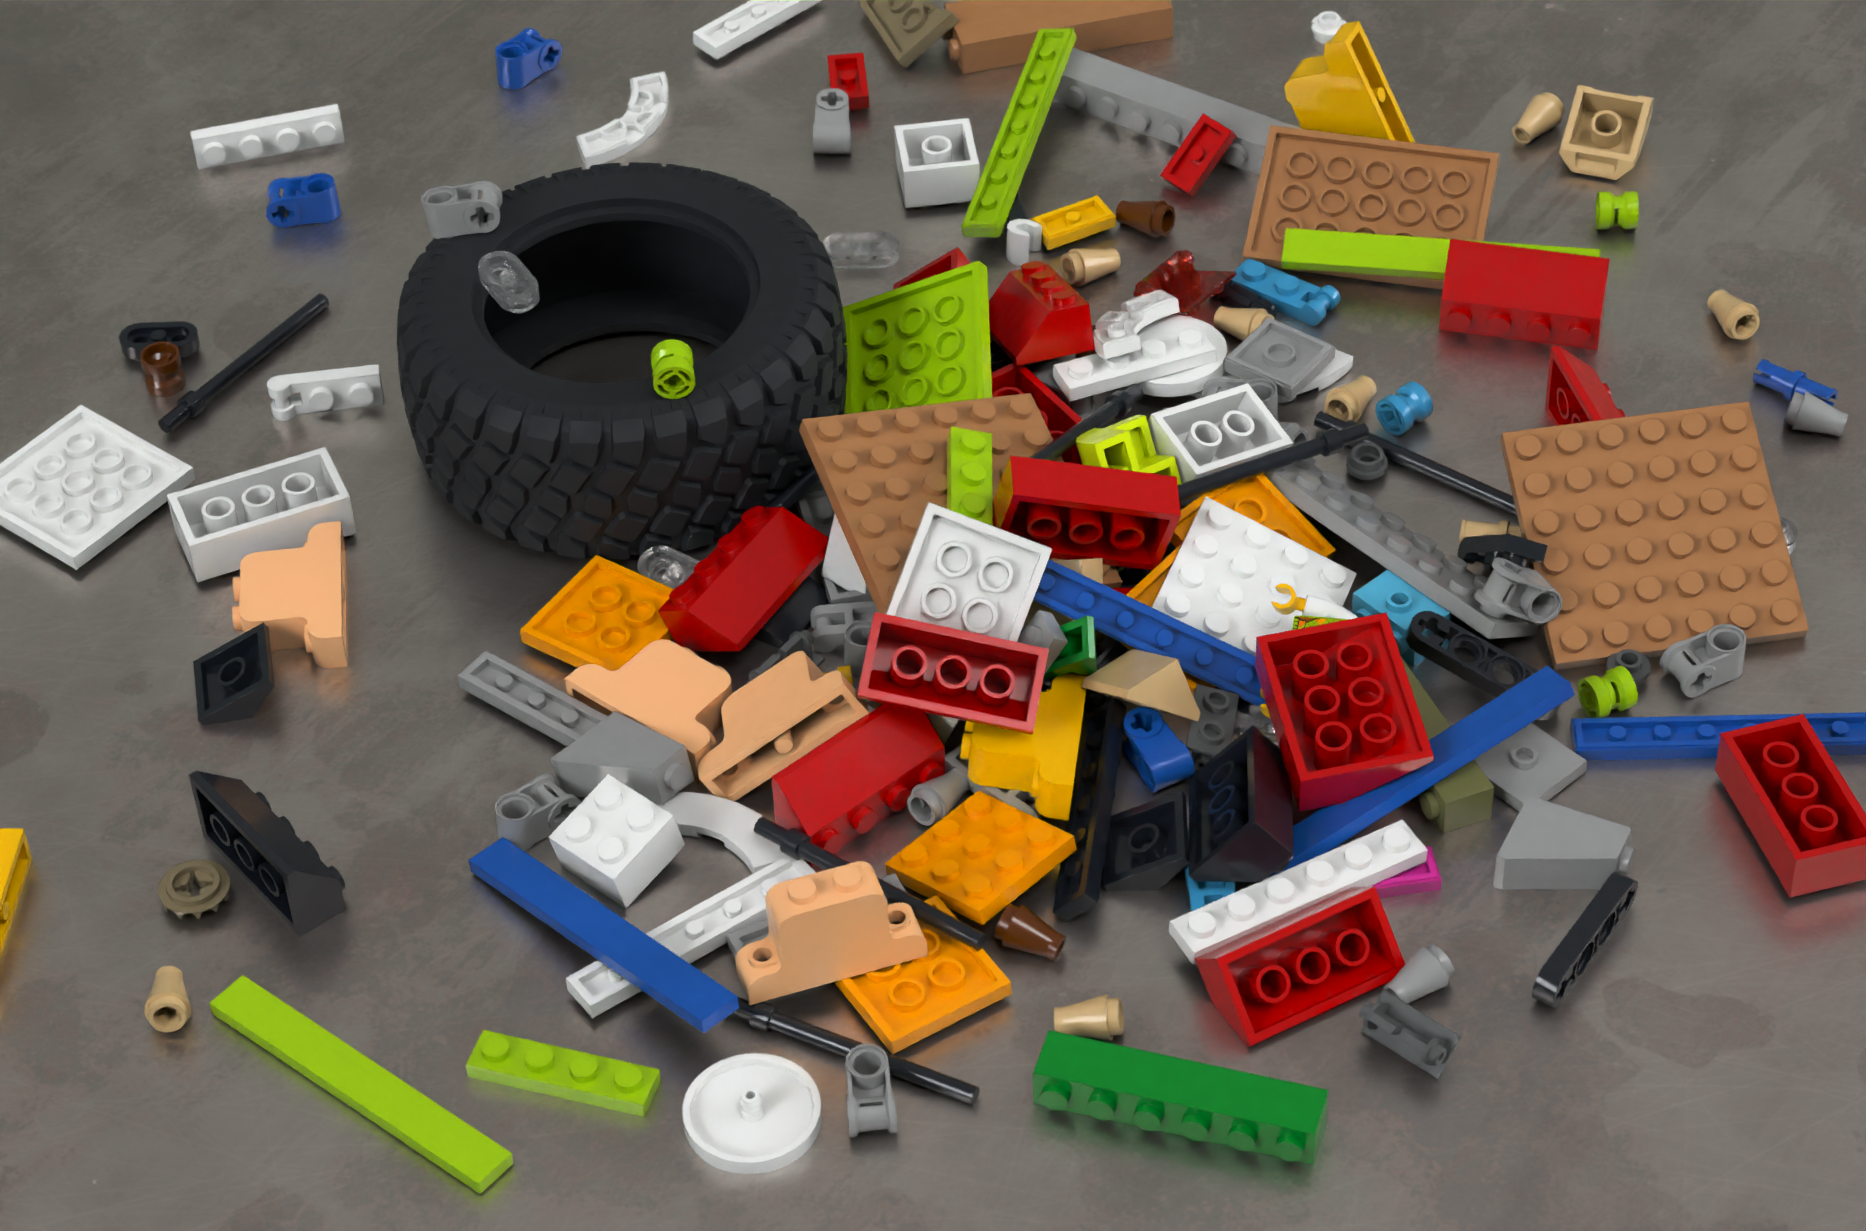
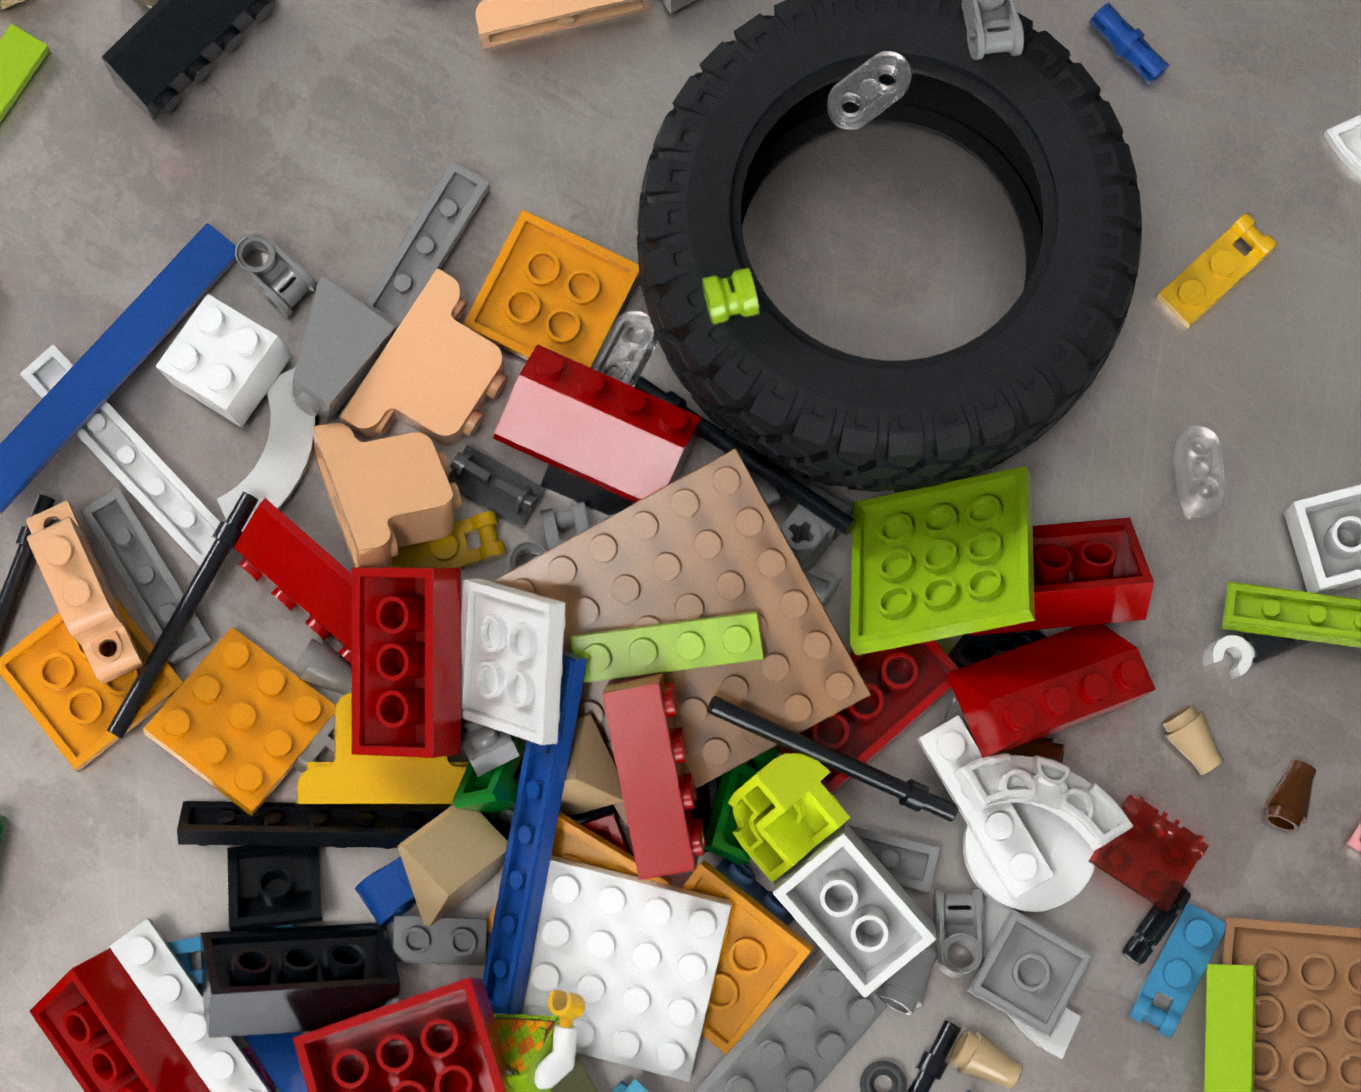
camera: 80 degrees right, 35 degrees up
(1028, 933) = (147, 780): reddish brown cone -> none
(1075, 222) = (1271, 711): yellow plate -> none
(1092, 1018) = (41, 854): tan cone -> none
(1240, 321) = (1105, 928): tan cone -> none
(1325, 443) = (849, 1037): black bar -> none

